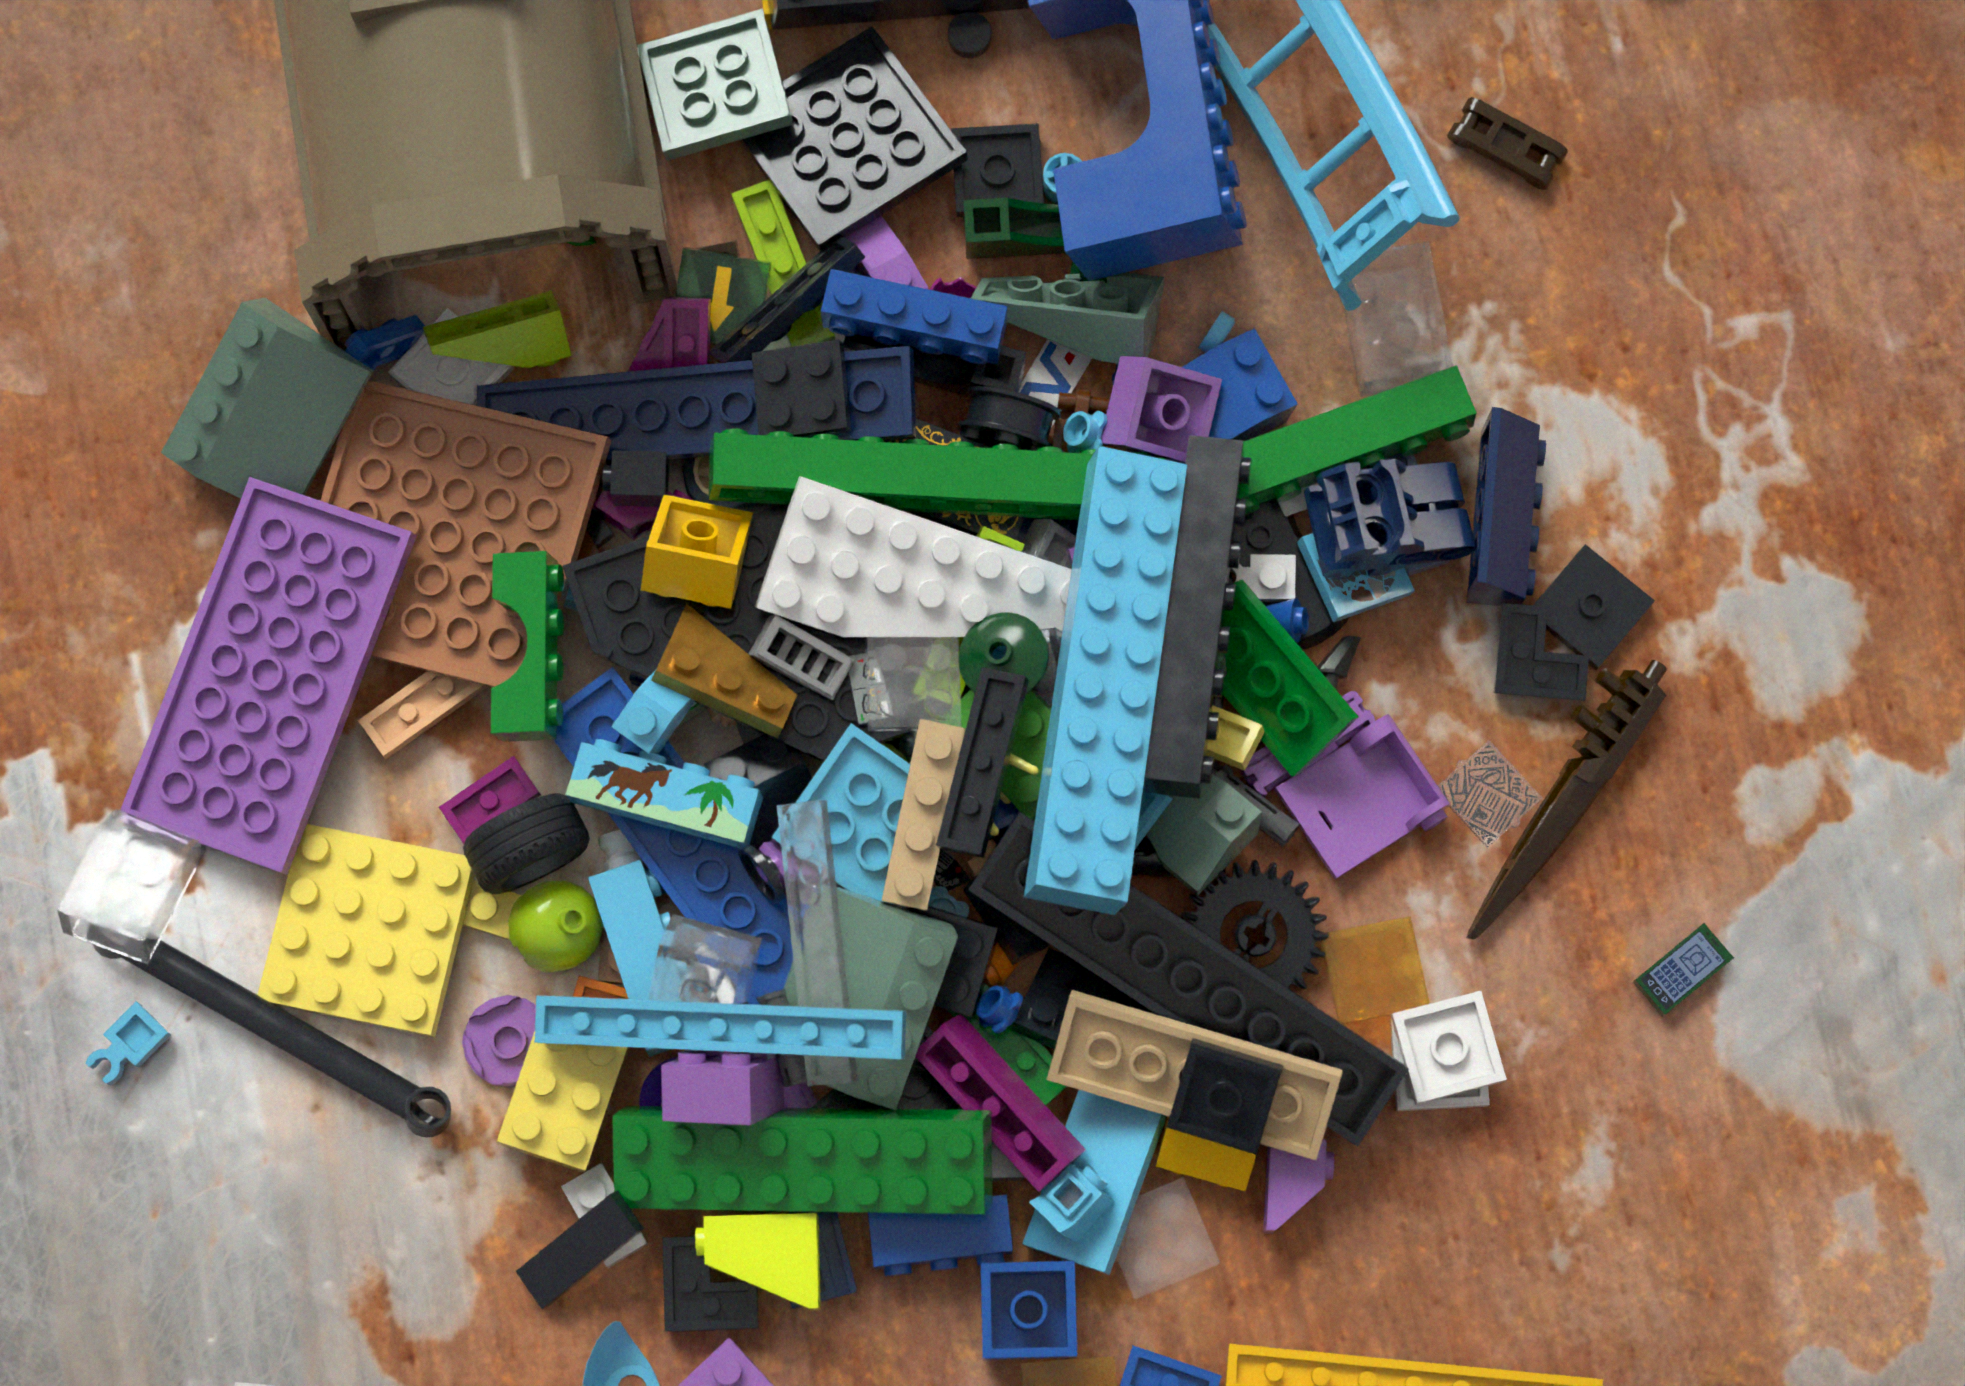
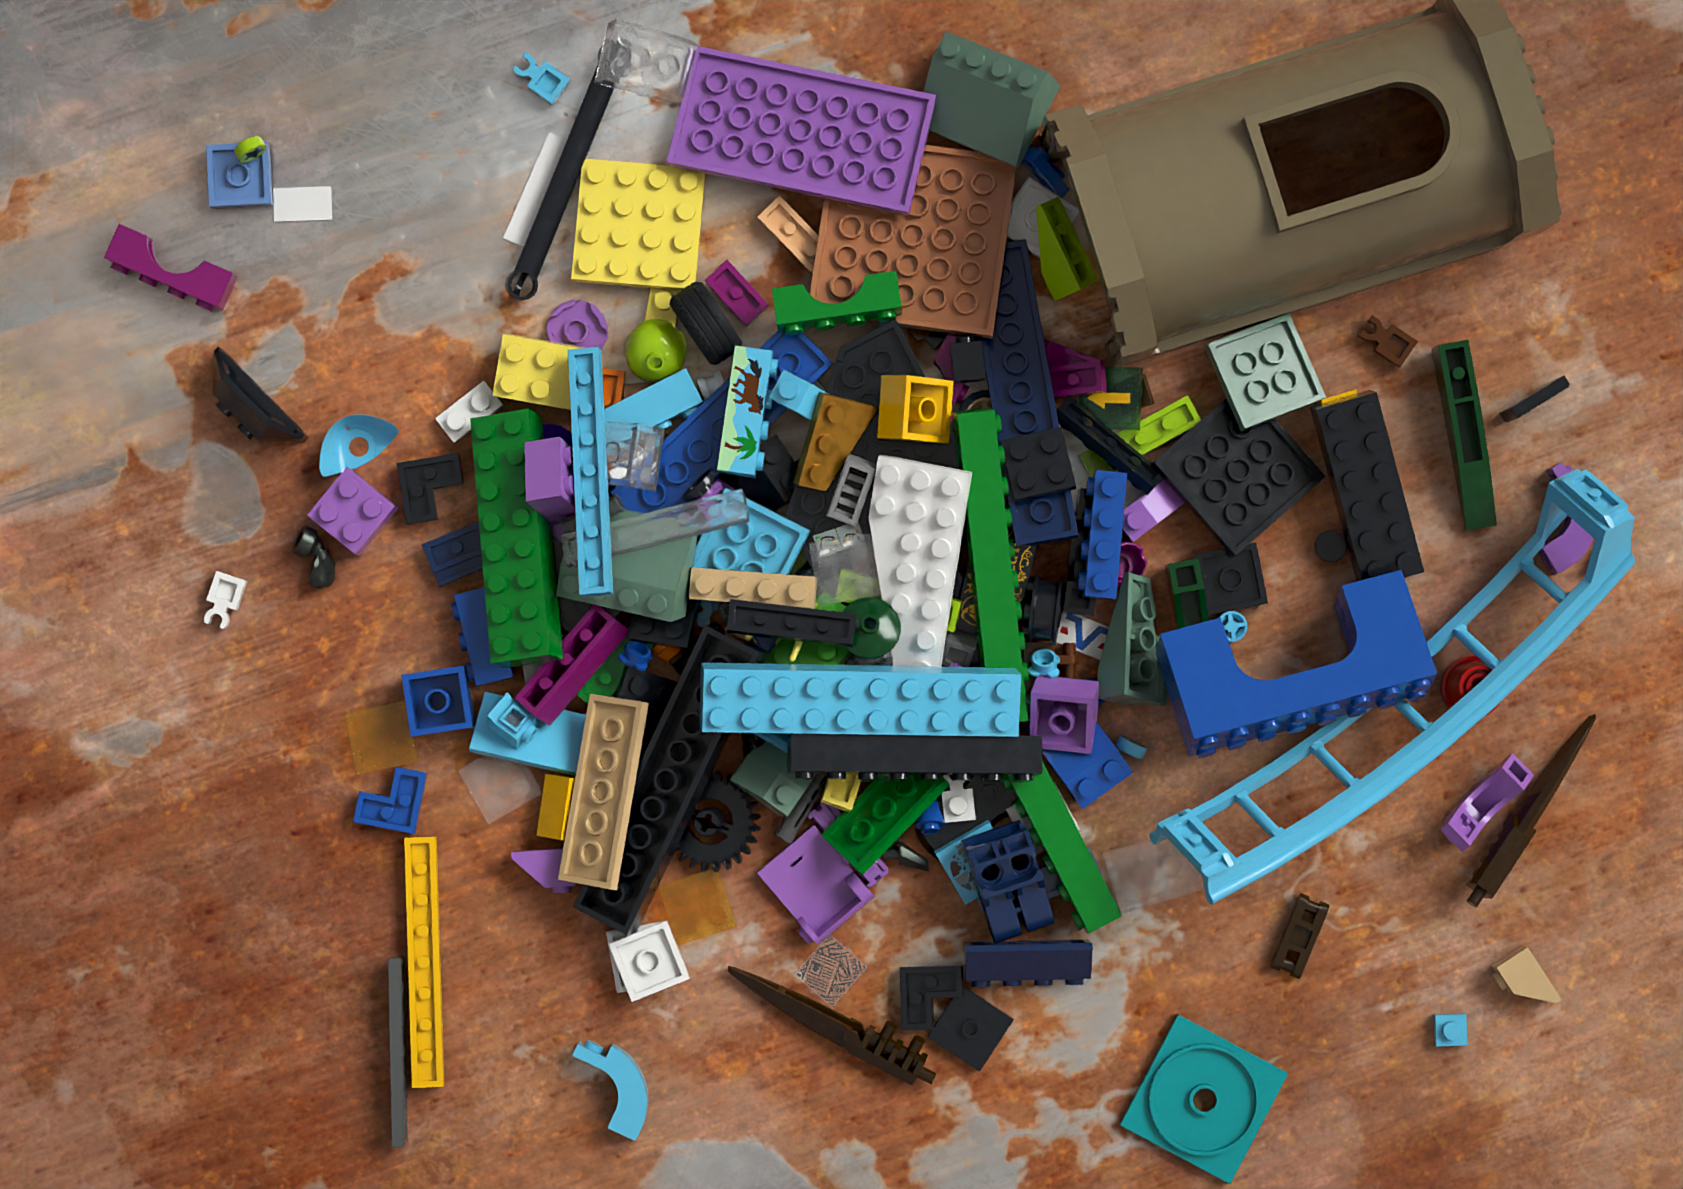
camera: 80 degrees right, 10 degrees up
(292, 1076) = (535, 190): none -> white sticker
(579, 1249) = (441, 399): black tile -> none
(766, 1252) = (452, 523): neon yellow slope -> none
(1224, 1096) = (589, 813): black tile -> none
(1643, 1099) = (630, 1084): none -> medium azure arch
(1683, 969) = (725, 1115): tile -> none
(1721, 353) = (1196, 1060): none -> teal piece

